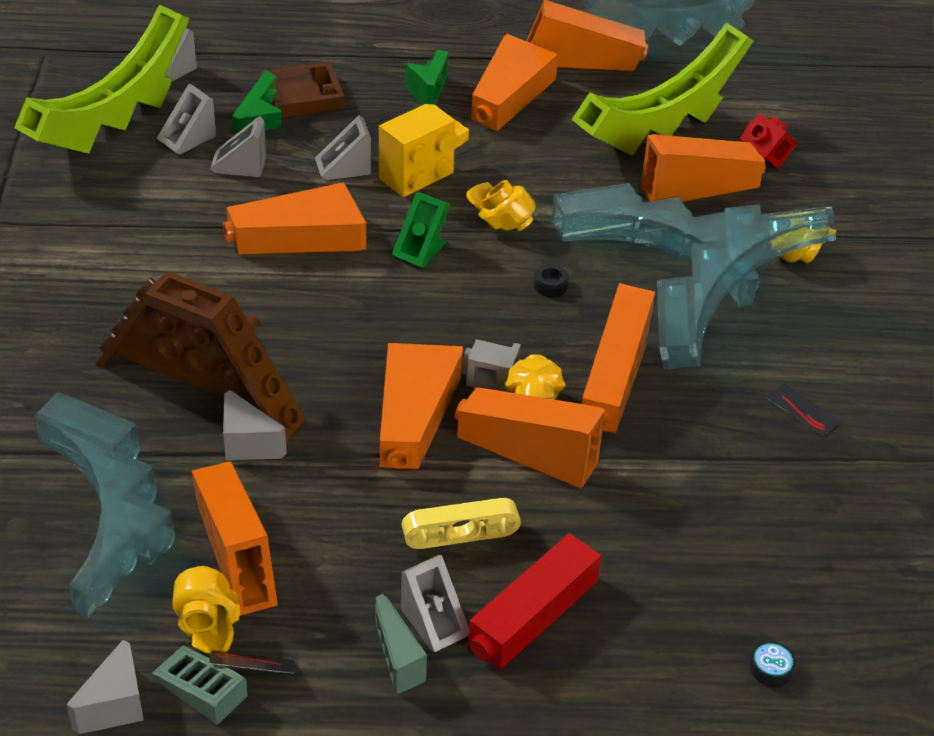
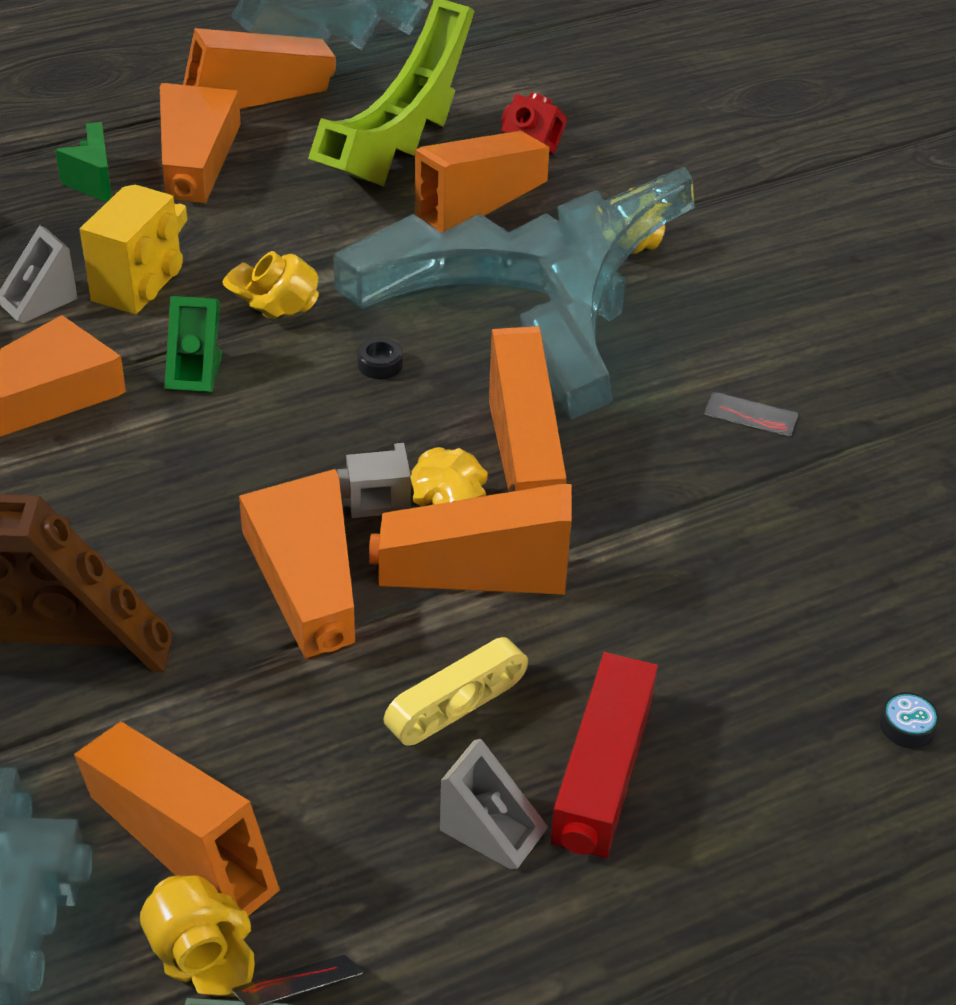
camera: 25 degrees left, 0 degrees up
(250, 432) = (115, 672): light grey slope -> none
(401, 650) = (479, 881): sand green slope -> none

